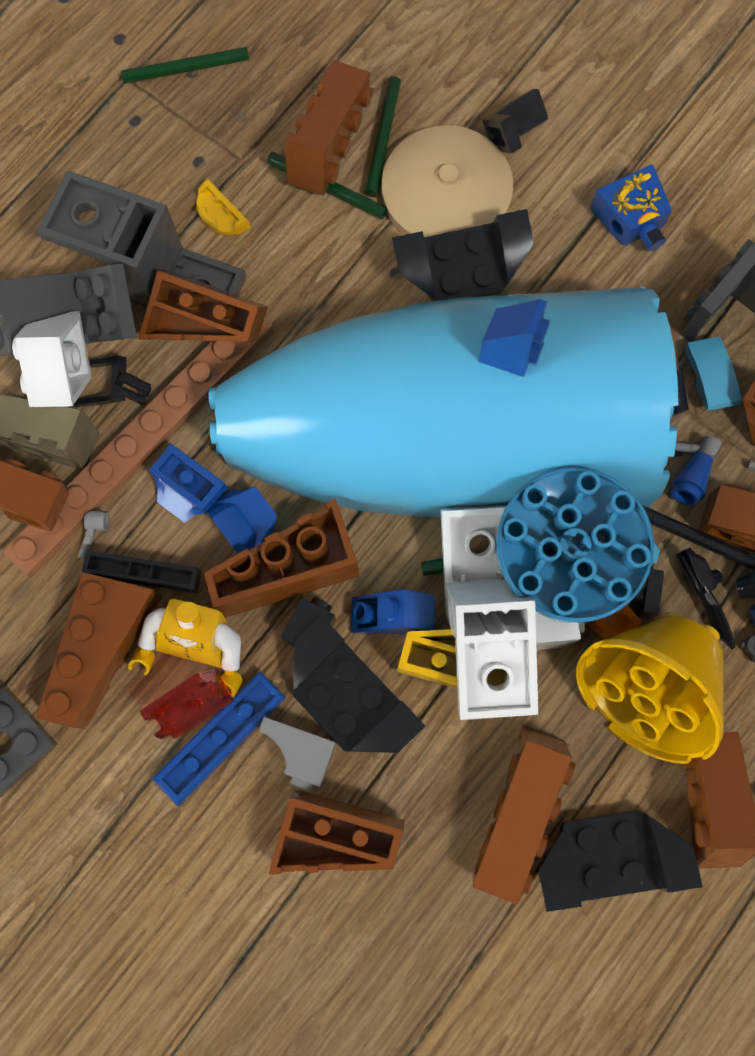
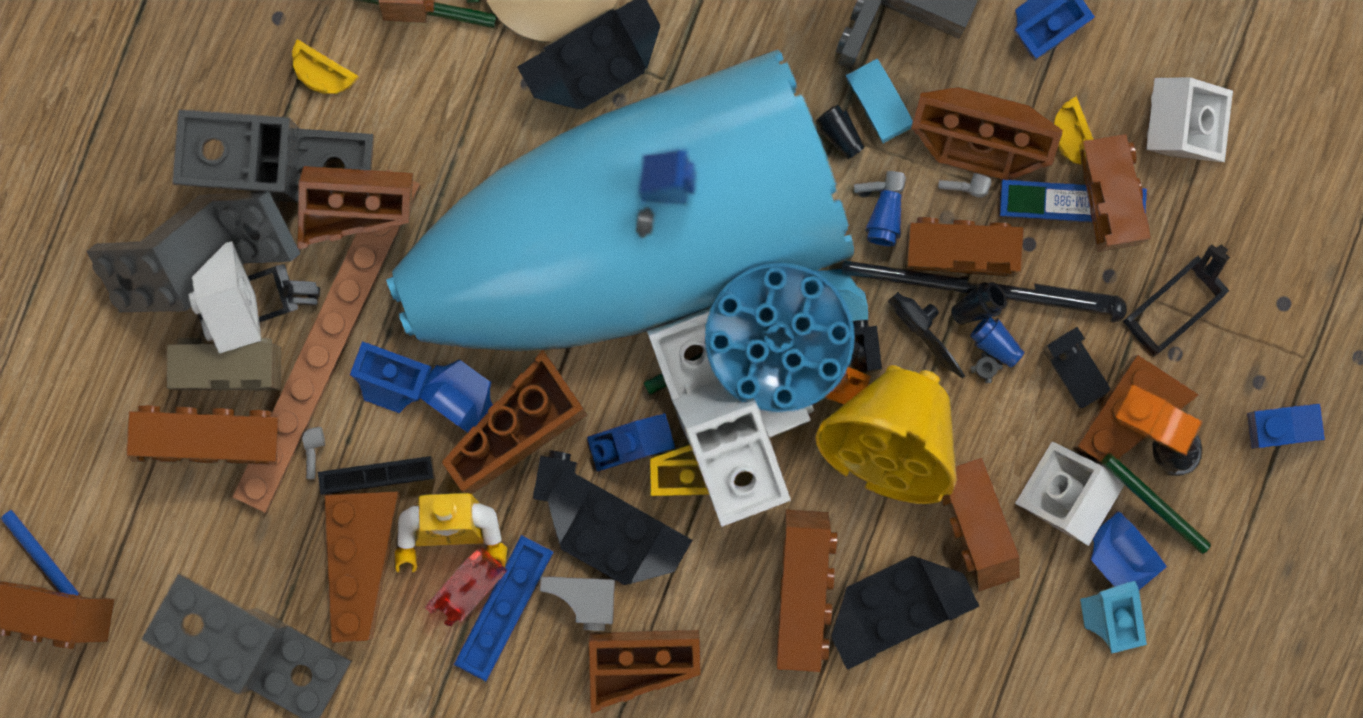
camera: 15 degrees left, 10 degrees up
(476, 380) = (645, 222): none -> dark grey piece

